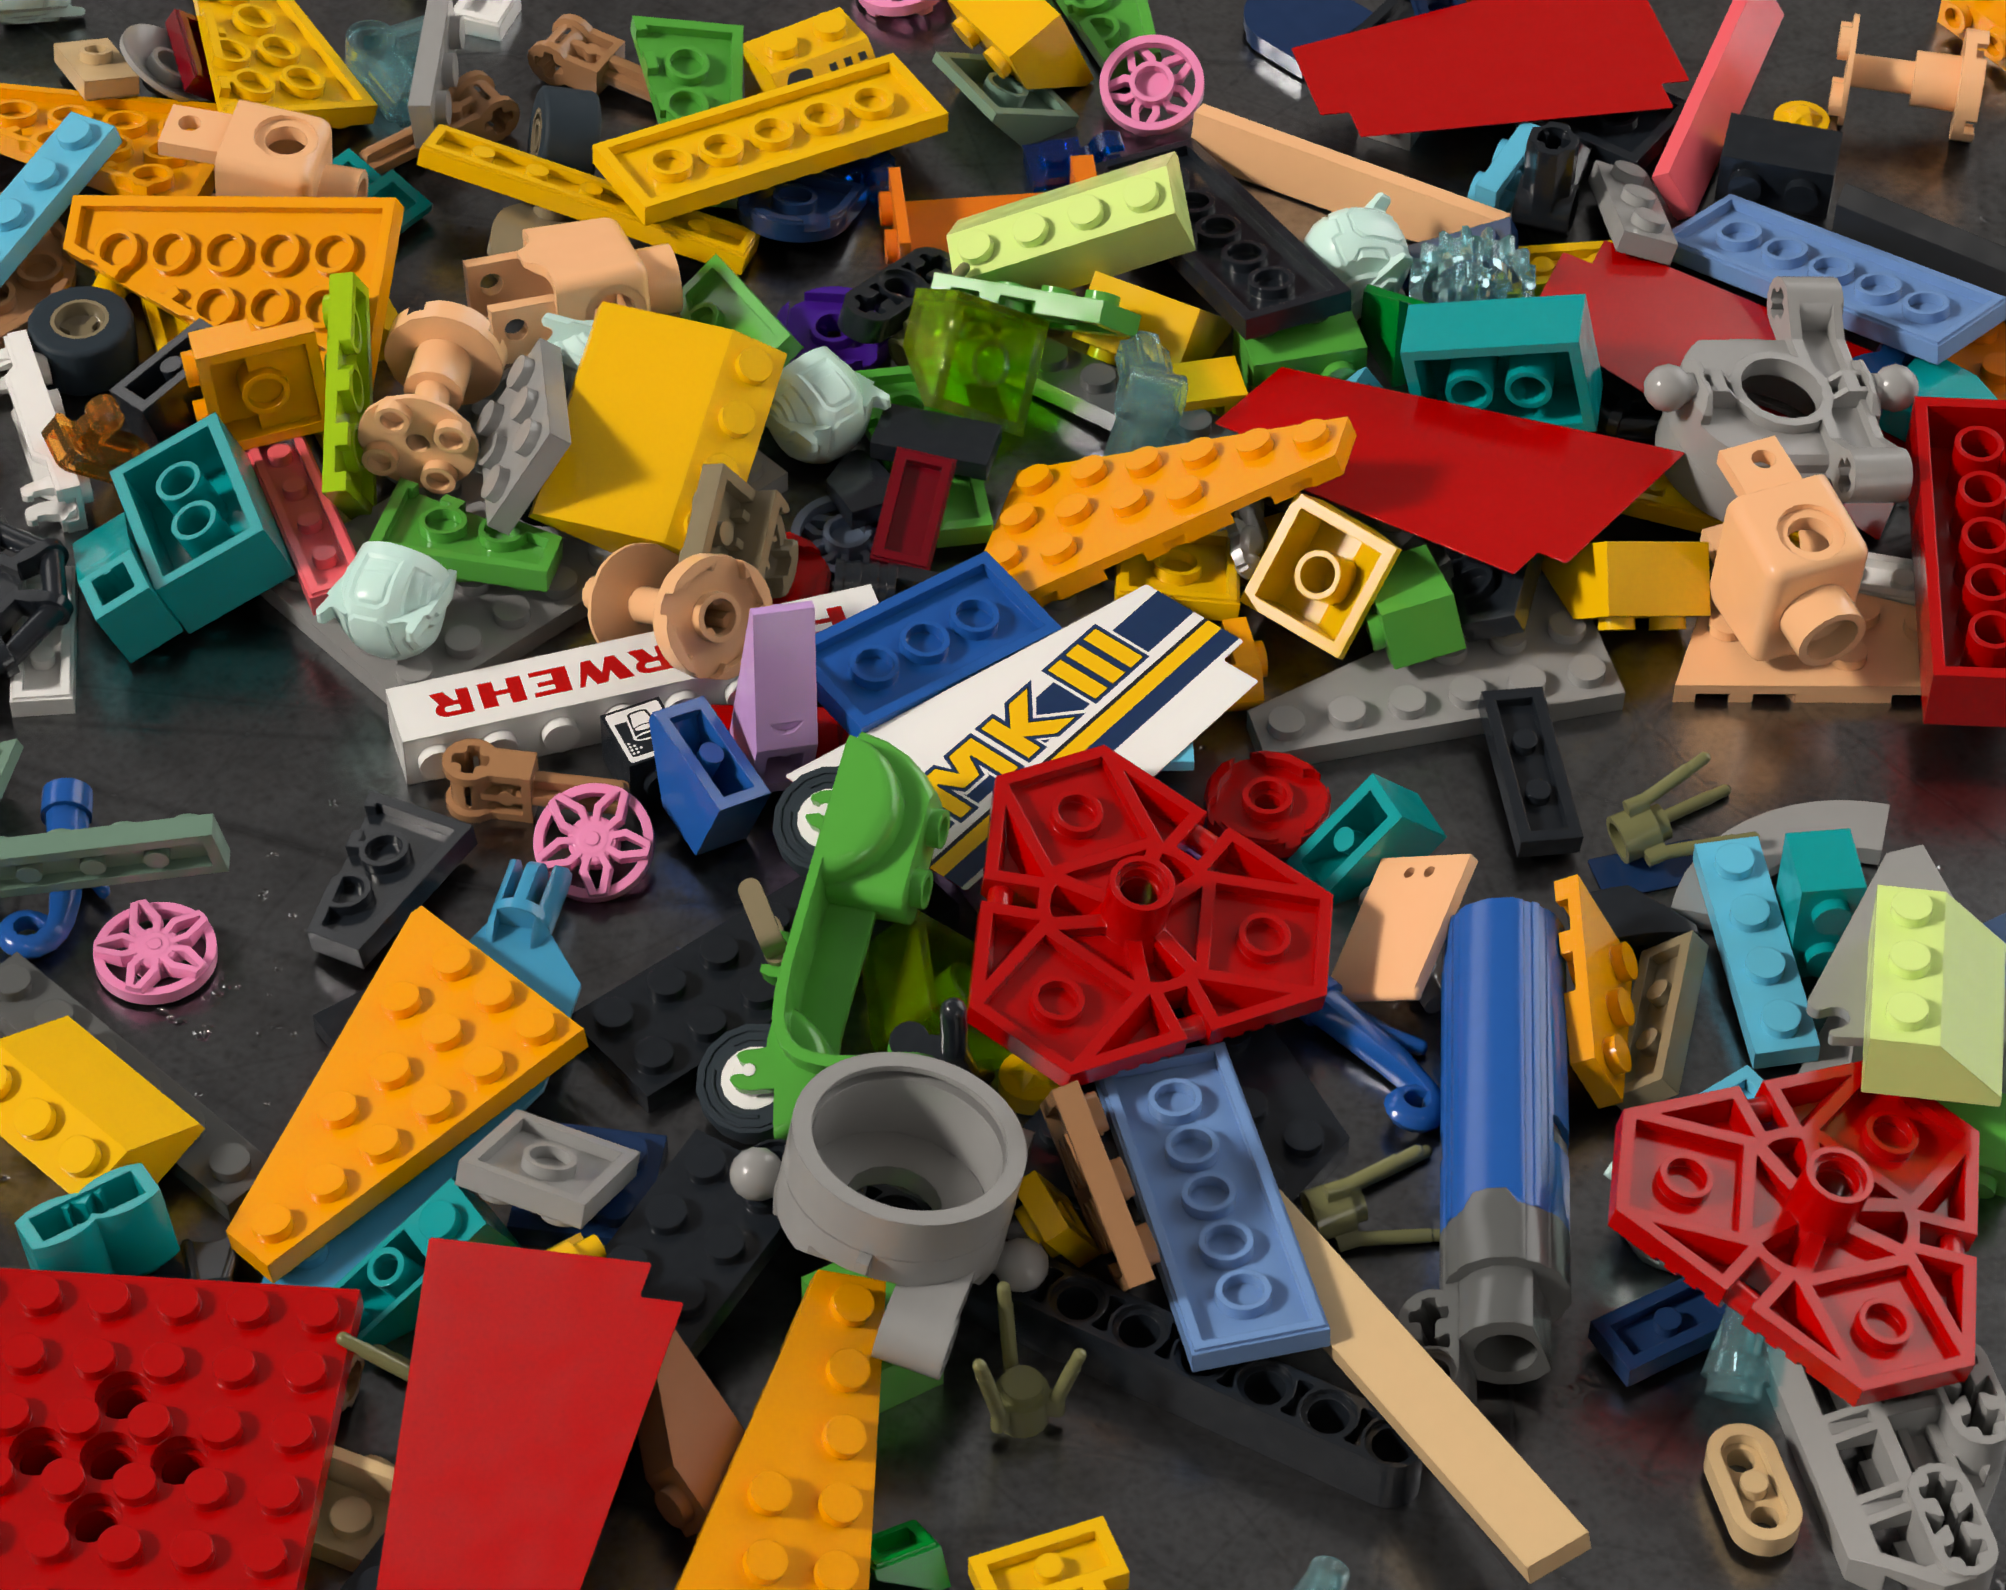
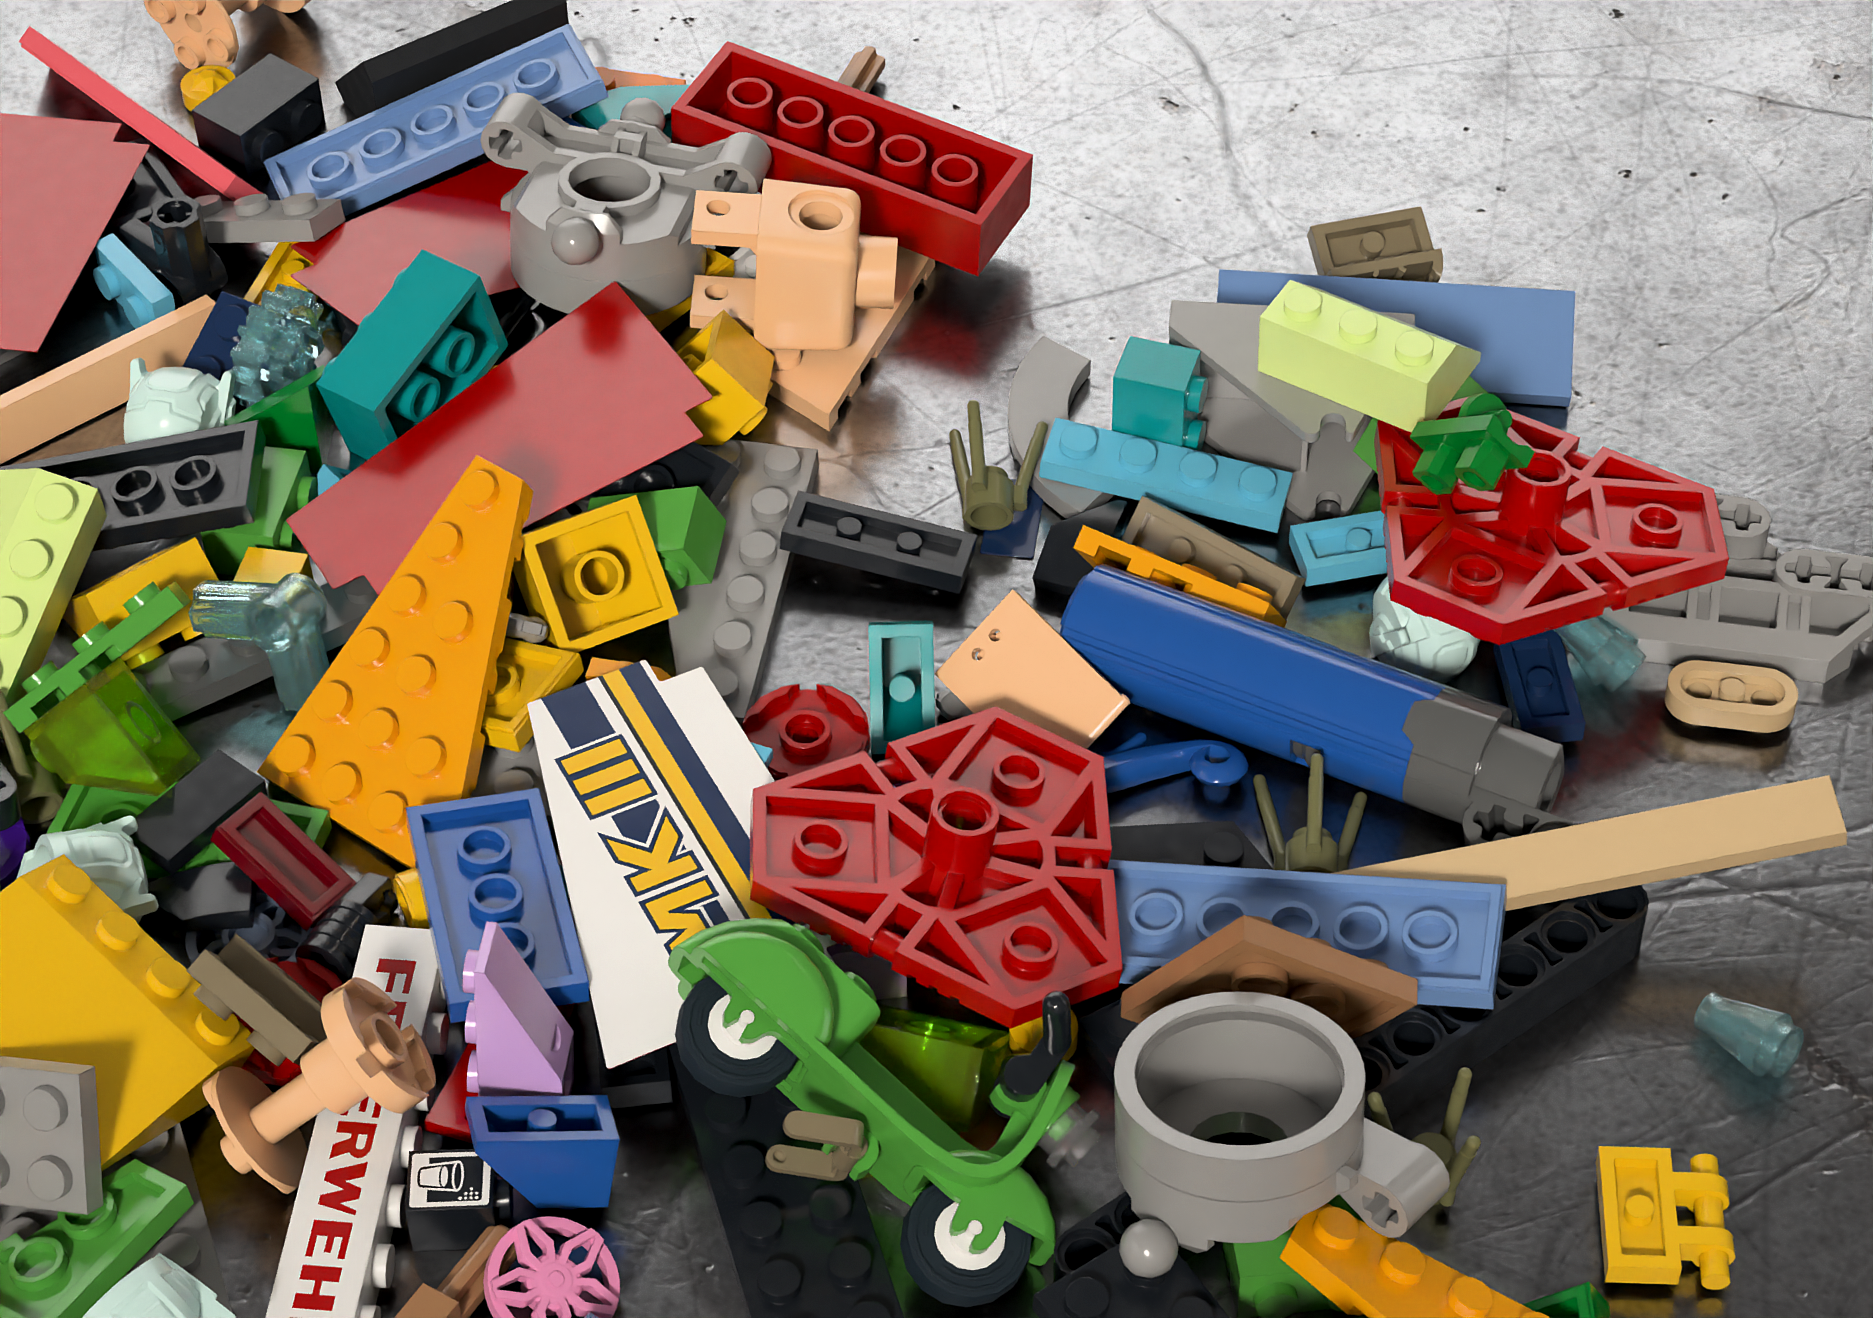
camera: 65 degrees left, 0 degrees up
(1828, 1107) = (1468, 447): none -> green hips

